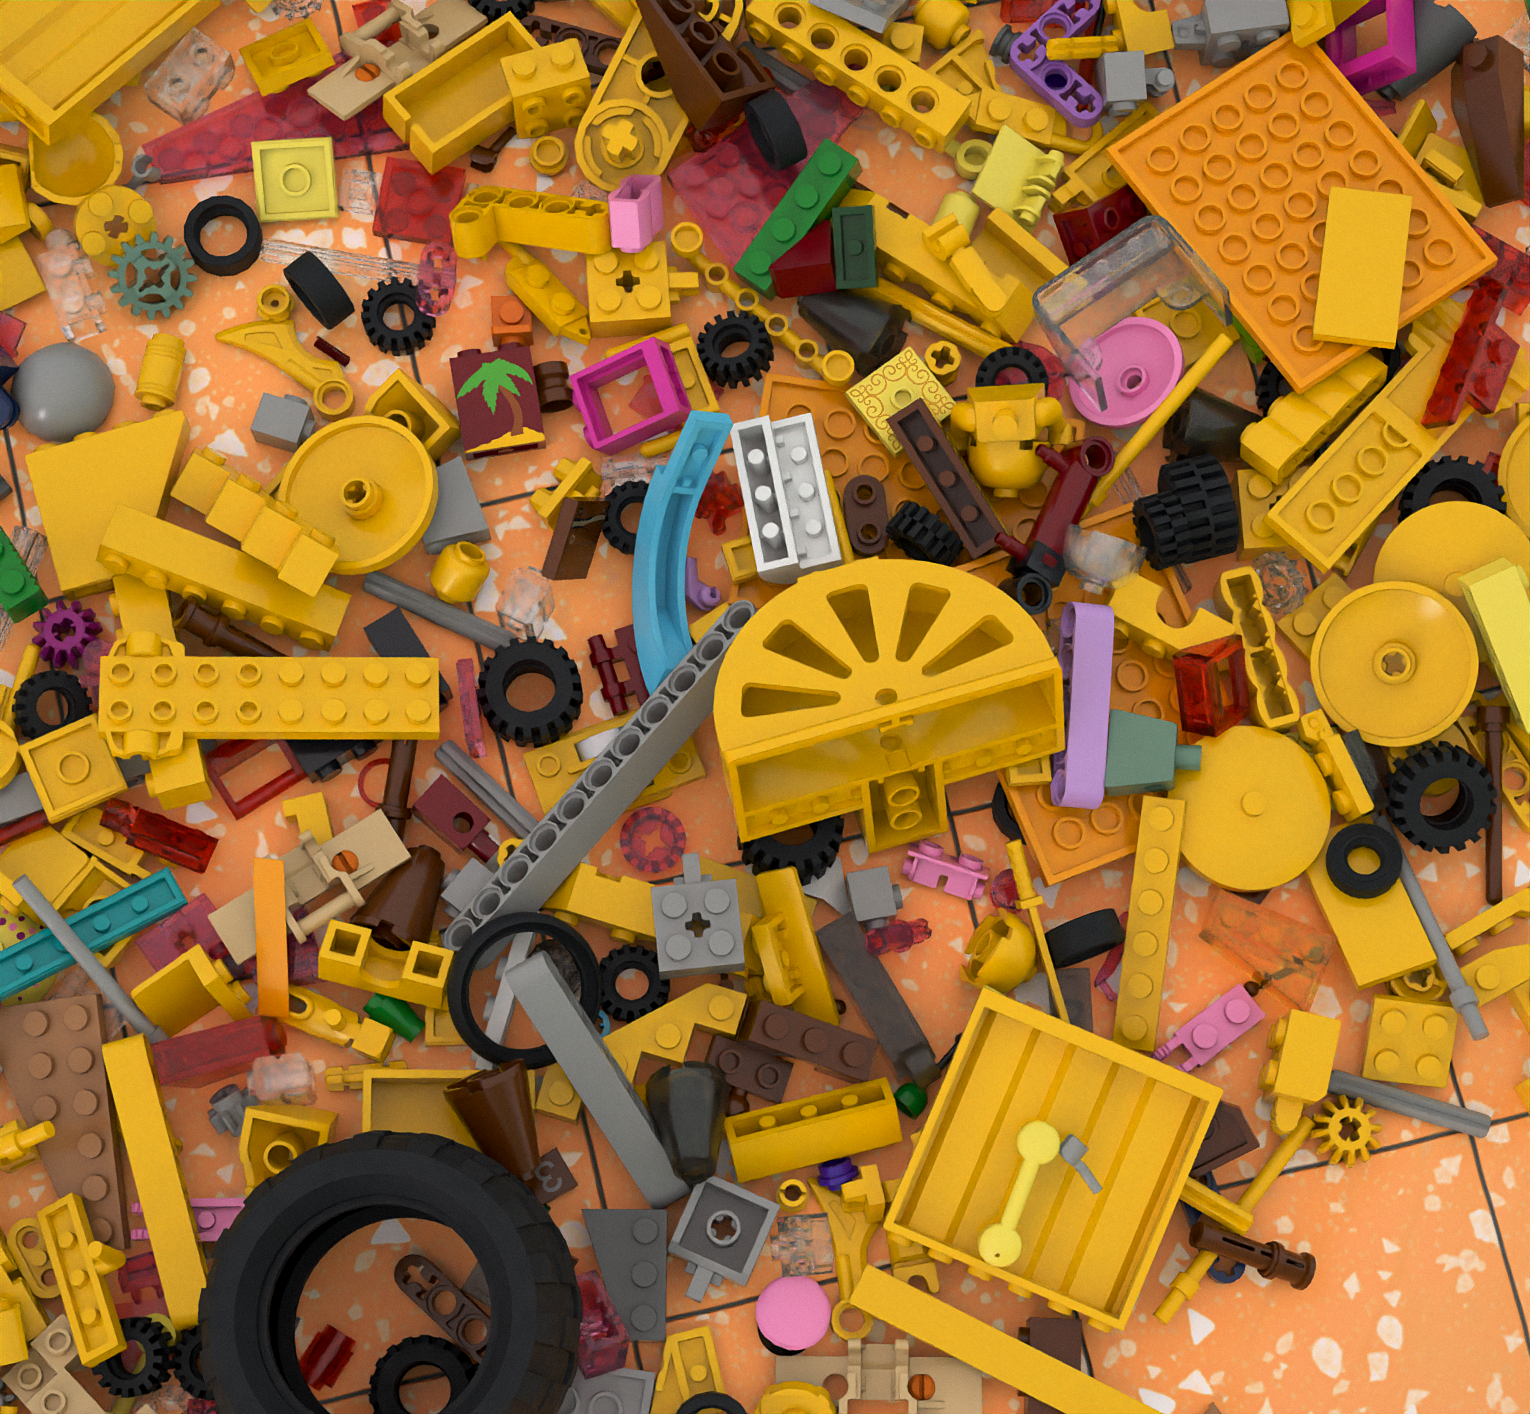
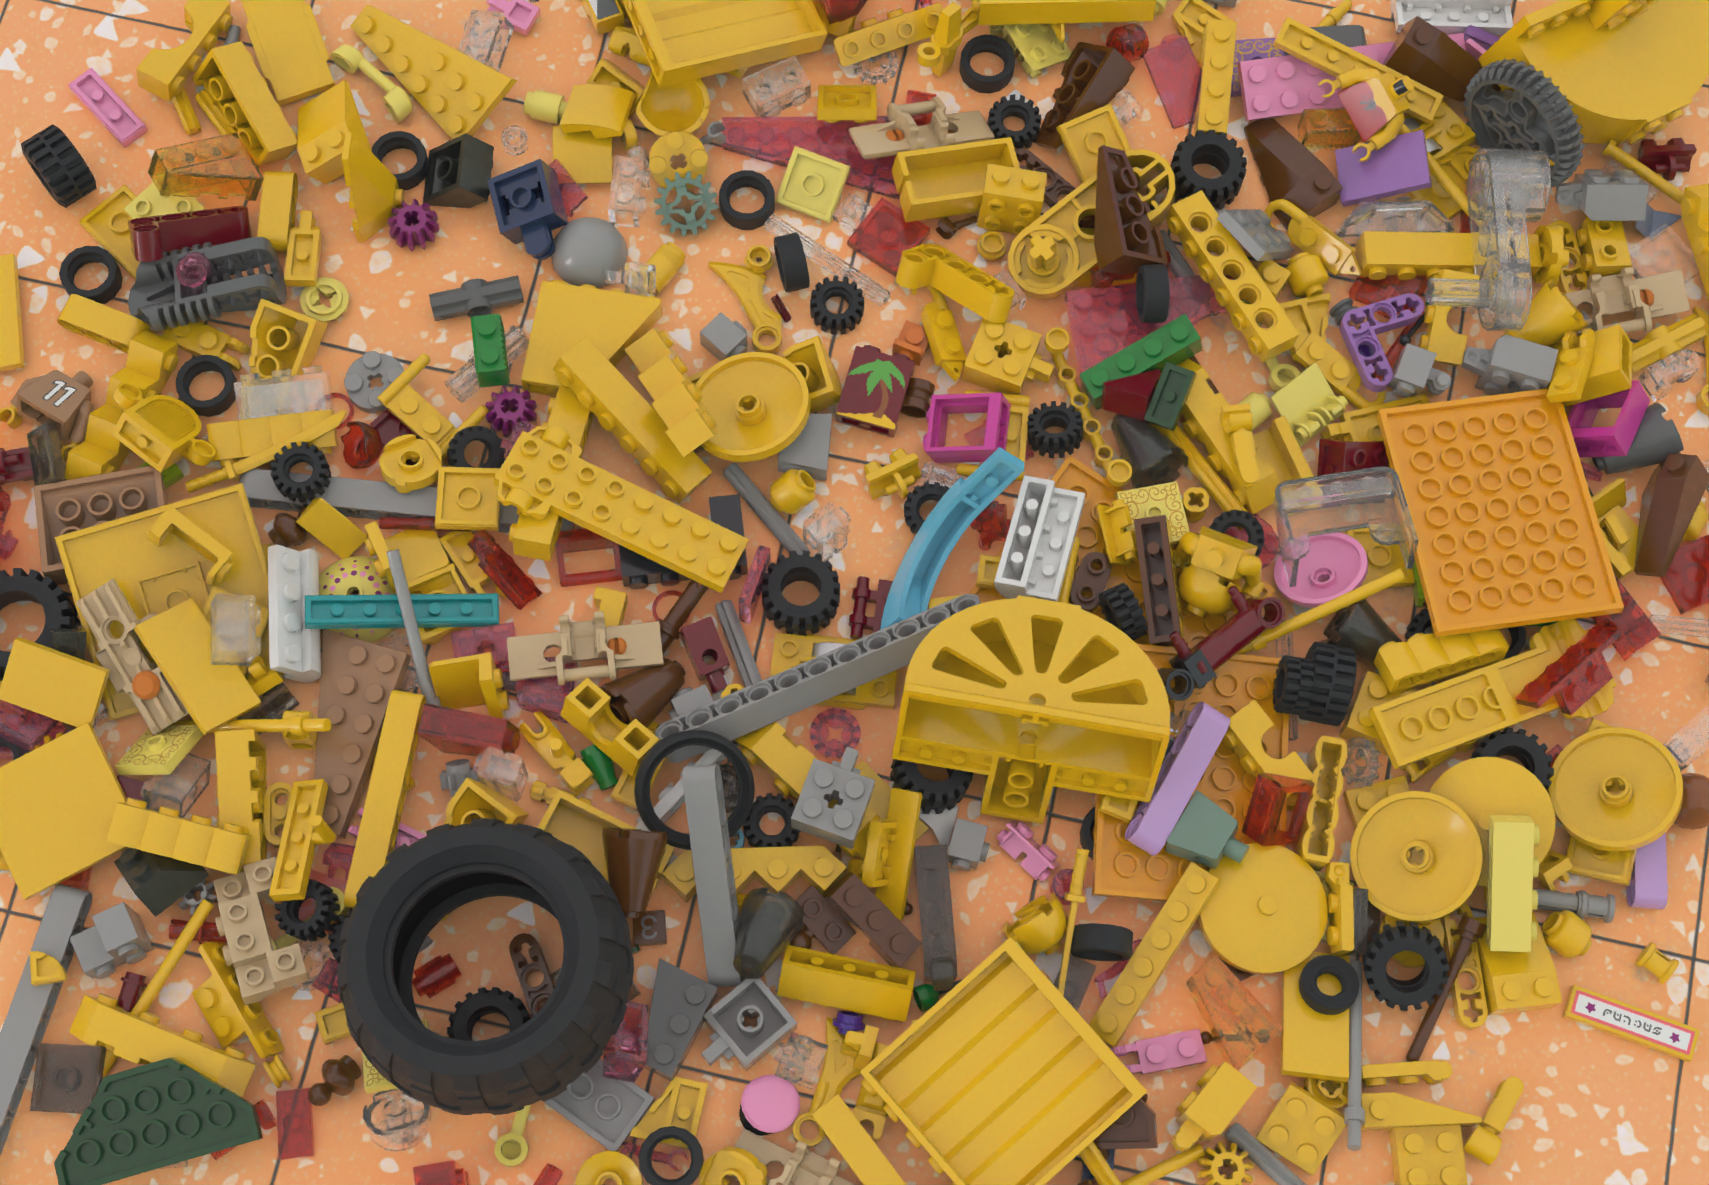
camera: 25 degrees right, 5 degrees down
(139, 396) = (637, 277): none -> clear plate
(217, 631) = (609, 452): reddish brown pin -> none
(271, 937) = (541, 671): light orange sticker -> none
(443, 280) = (869, 287): clear pink beam -> none
(575, 538) = (881, 502): reddish brown tile -> none
(636, 212) = (1030, 305): bright pink brick -> none
(696, 592) = (947, 579): lavender arm -> none
(792, 1206) = (810, 1030): yellow pin -> none
(881, 456) = (1120, 545): none -> yellow hinge
(897, 936) = (971, 878): clear pink axle -> none
(1037, 1145) = (995, 1066): light yellow piece -> none
(1072, 1151) = (1018, 1083): light grey hand -> none
(1080, 47) = (1393, 334): yellow axle -> none
(1100, 559) = (1238, 683): clear cylinder -> none
(1362, 267) = (1522, 569): yellow tile -> none

